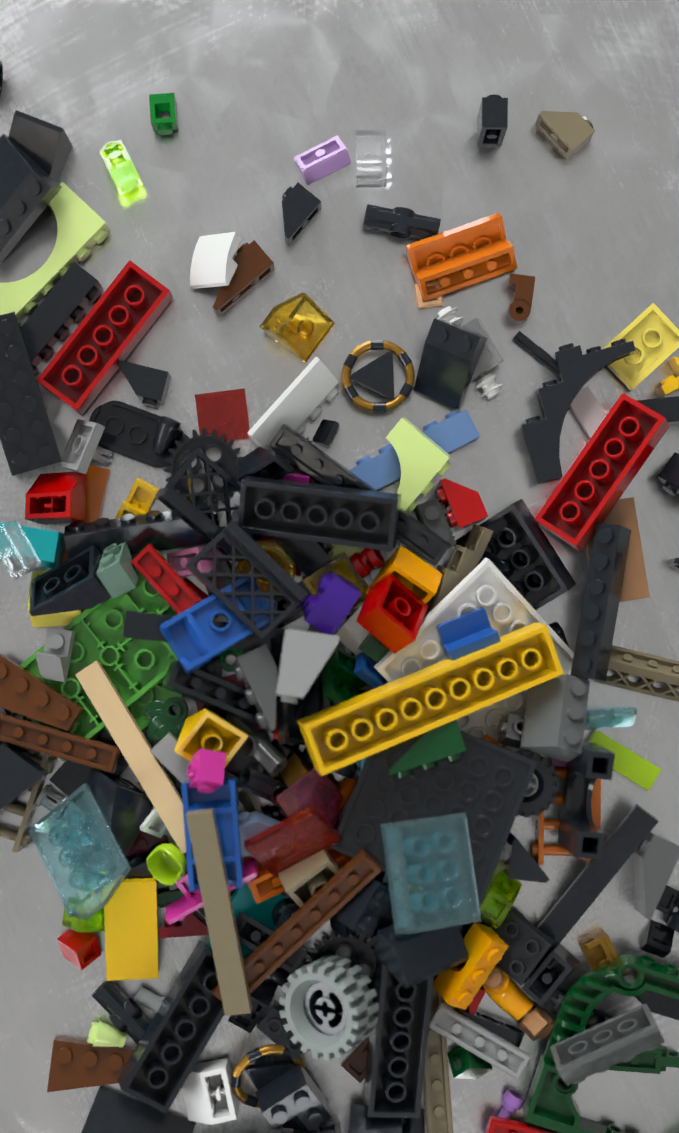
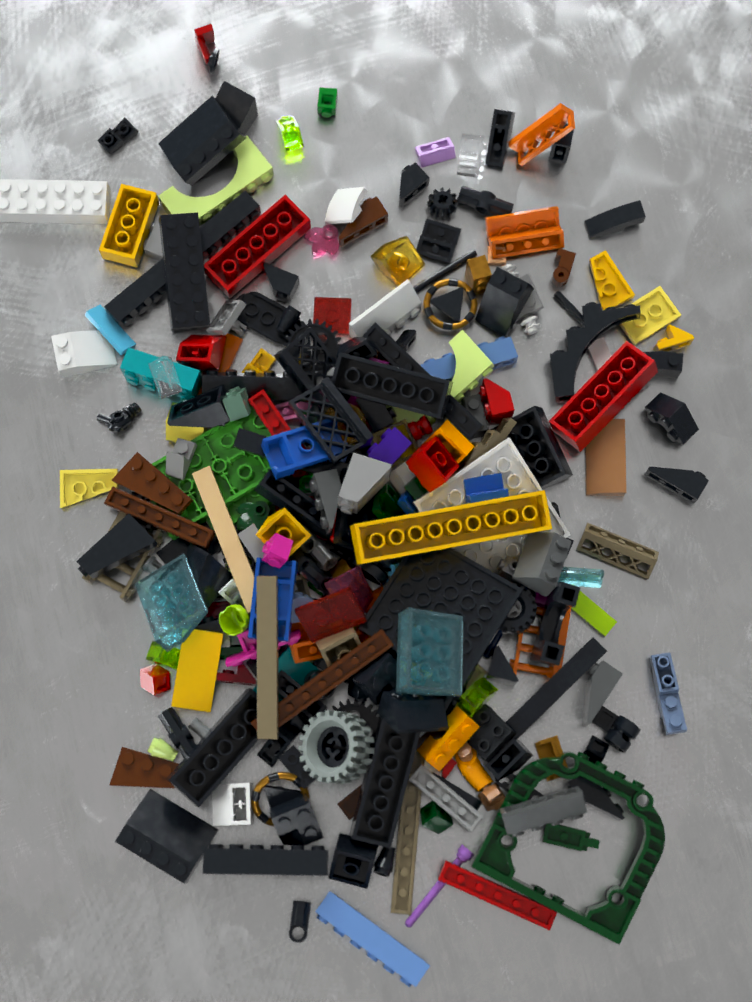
camera: 10 degrees right, 10 degrees down
(192, 316) = (321, 242): none -> clear pink plate
(347, 287) = (438, 240): none -> black slope
(355, 233) = (444, 197): none -> black gear
(362, 328) = (444, 271): none -> black bar
(406, 125) = (499, 136): none -> black slope
(409, 329) = (478, 273): none -> pearl gold brick
(432, 746) = (447, 564): dark green slope -> none
(466, 109) = (542, 130): none -> orange fence
(566, 130) = (614, 158): dark tan slope -> none
(580, 218) = (615, 219): none -> black slope
(585, 308) = (609, 282): none -> yellow wing
(601, 602) = (589, 487): black brick -> none

